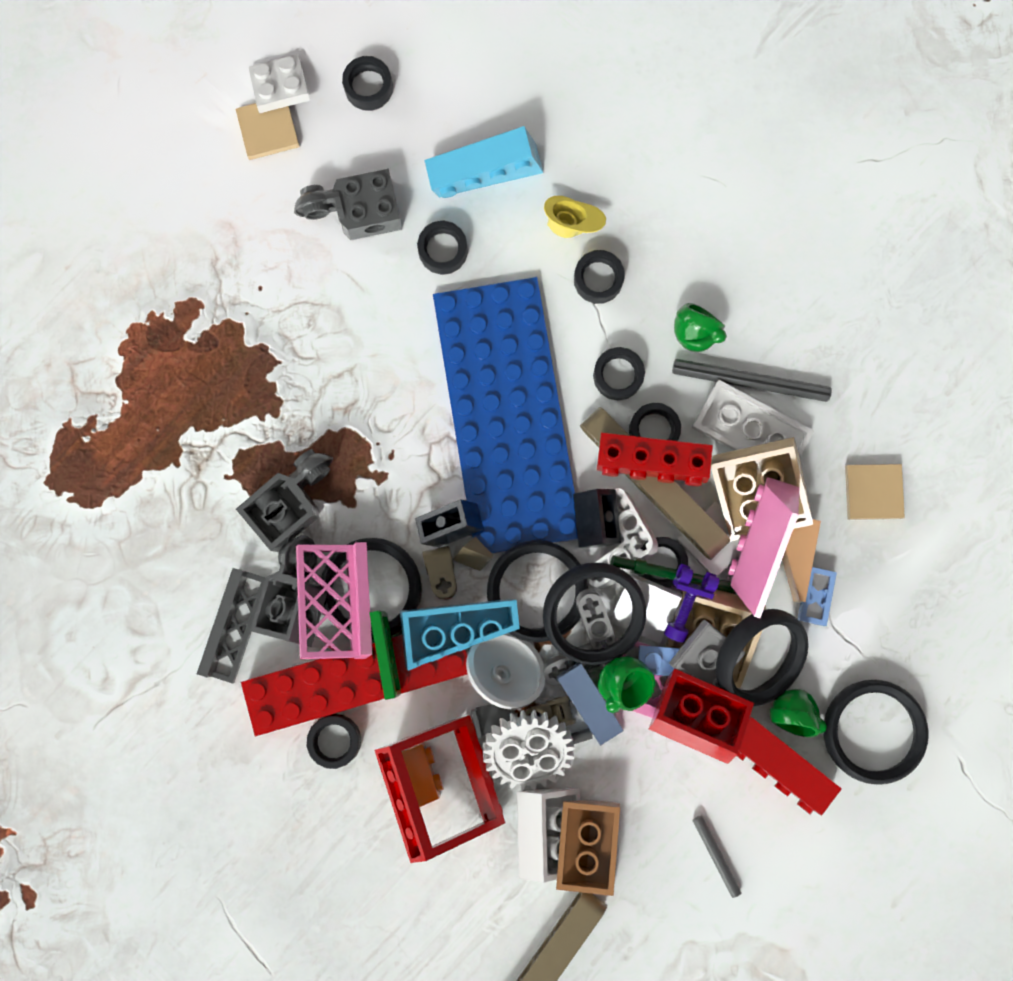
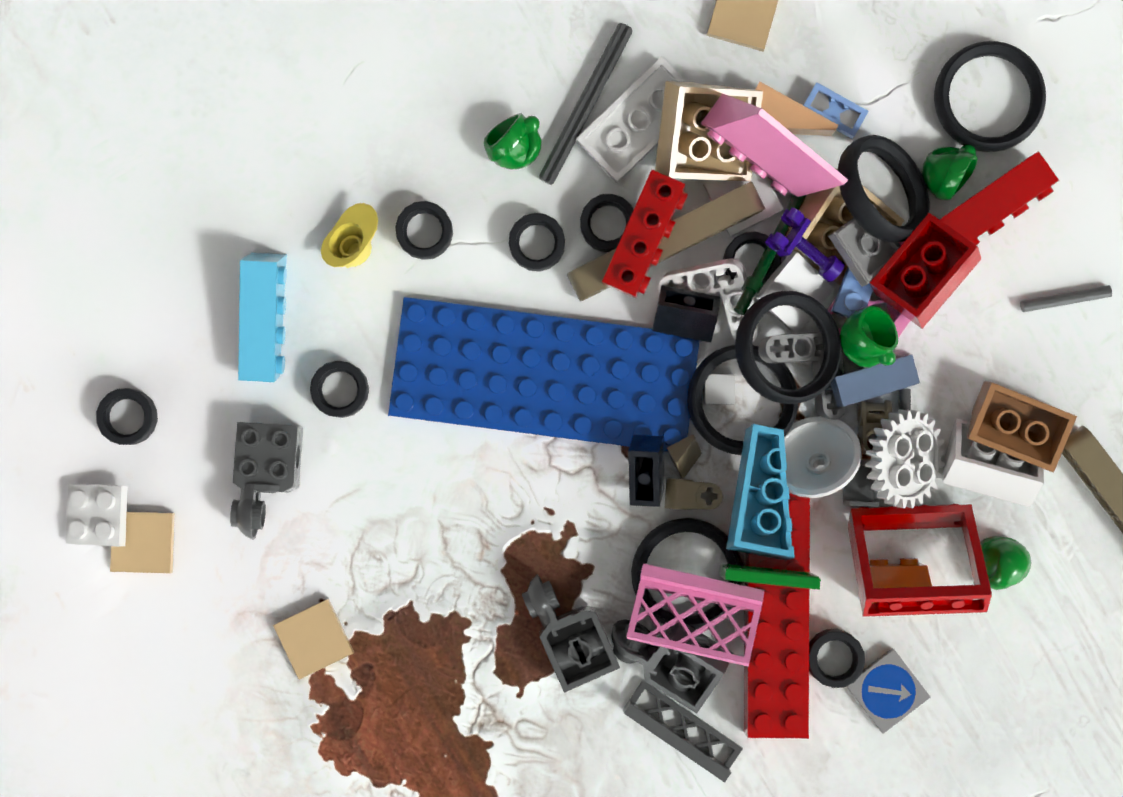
camera: 75 degrees left, 5 degrees up
(226, 290) = (313, 639): none -> tan tile
(318, 798) = (888, 691): none -> tile
(462, 868) = (1005, 561): none -> green piece
(540, 569) = (720, 389): none -> white tile

